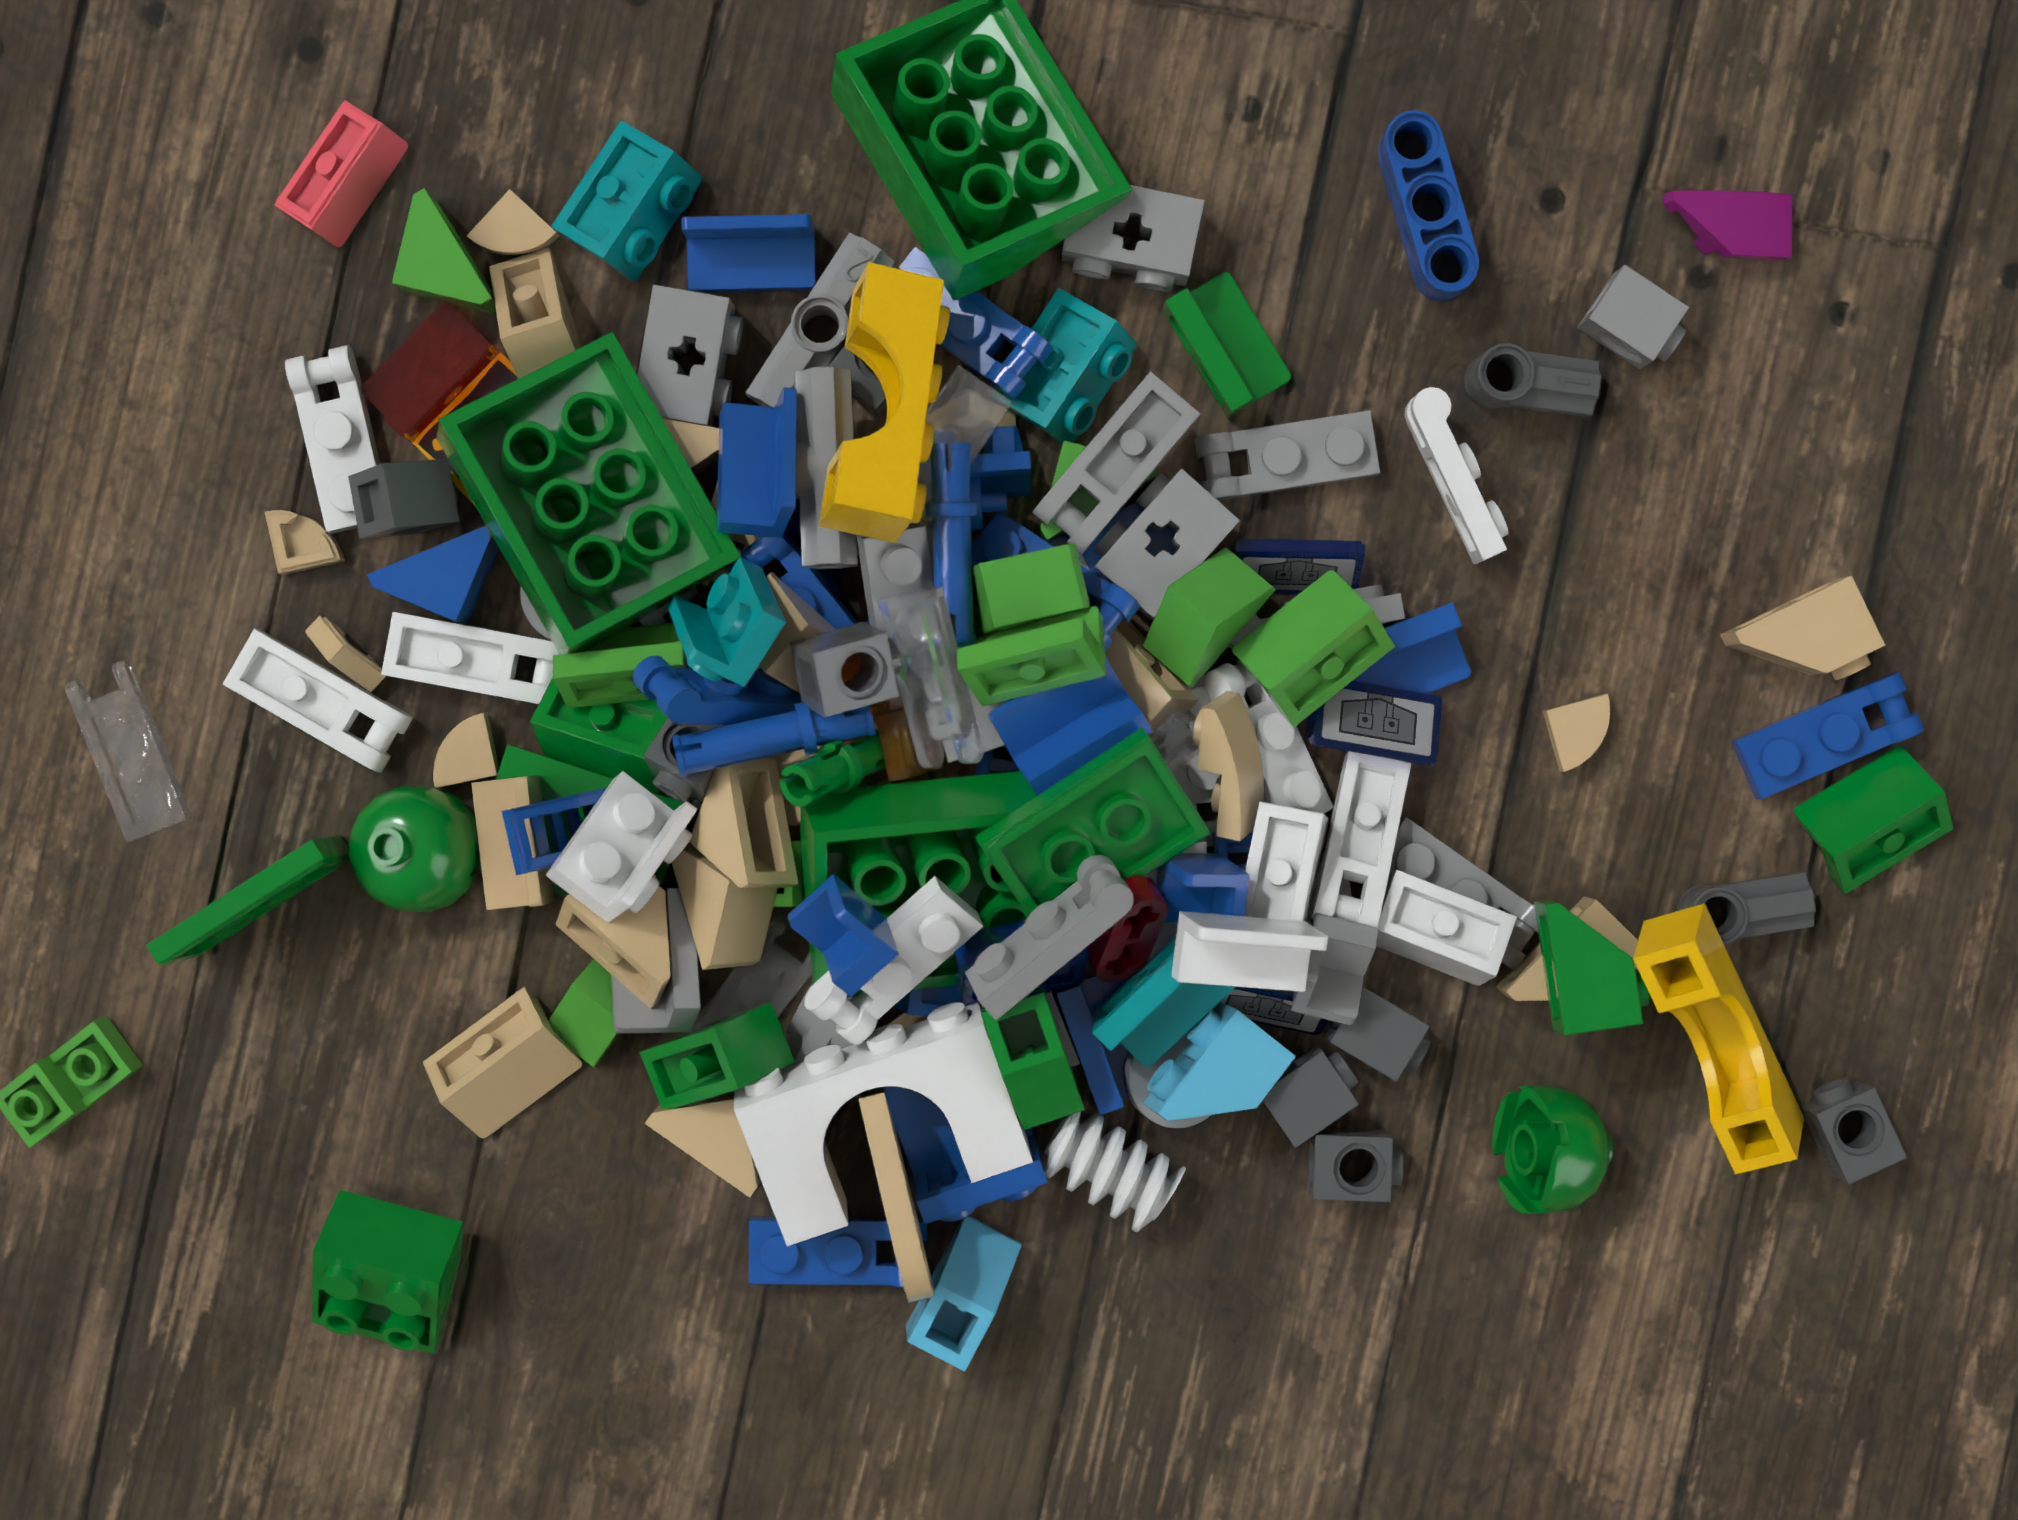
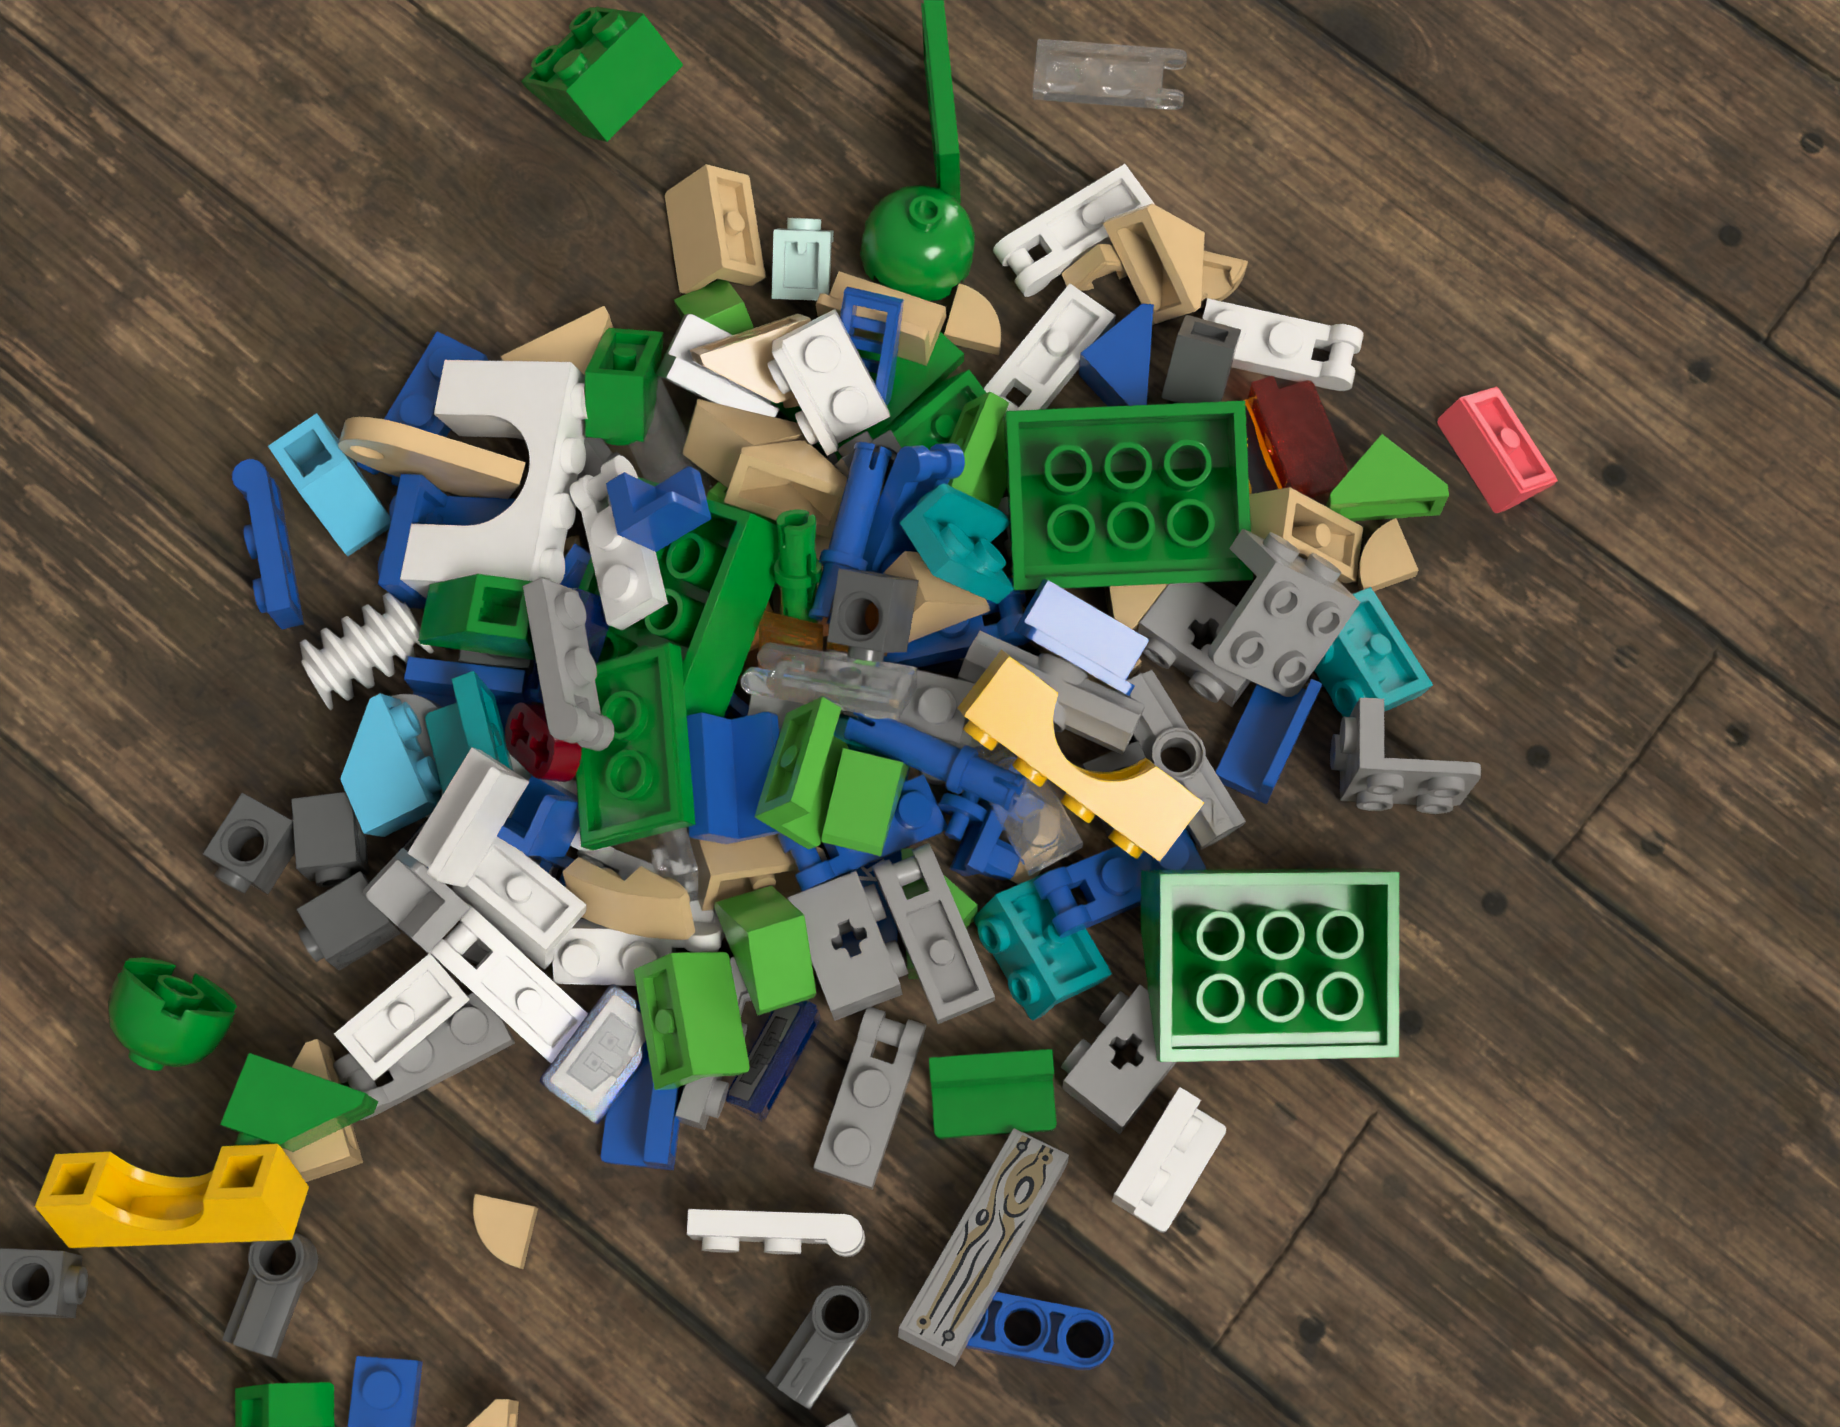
camera: 120 degrees right, 15 degrees down
(314, 592) = (1160, 259): none -> tan slope
(488, 957) = (801, 260): none -> light aqua bracket
(631, 275) = (1284, 616): none -> light grey bracket
(736, 146) = (1380, 781): none -> light grey bracket
(1050, 1323) = (269, 542): none -> blue plate
(1209, 148) = (1169, 1162): none -> white bracket
(1378, 272) = (983, 1247): none -> light grey tile

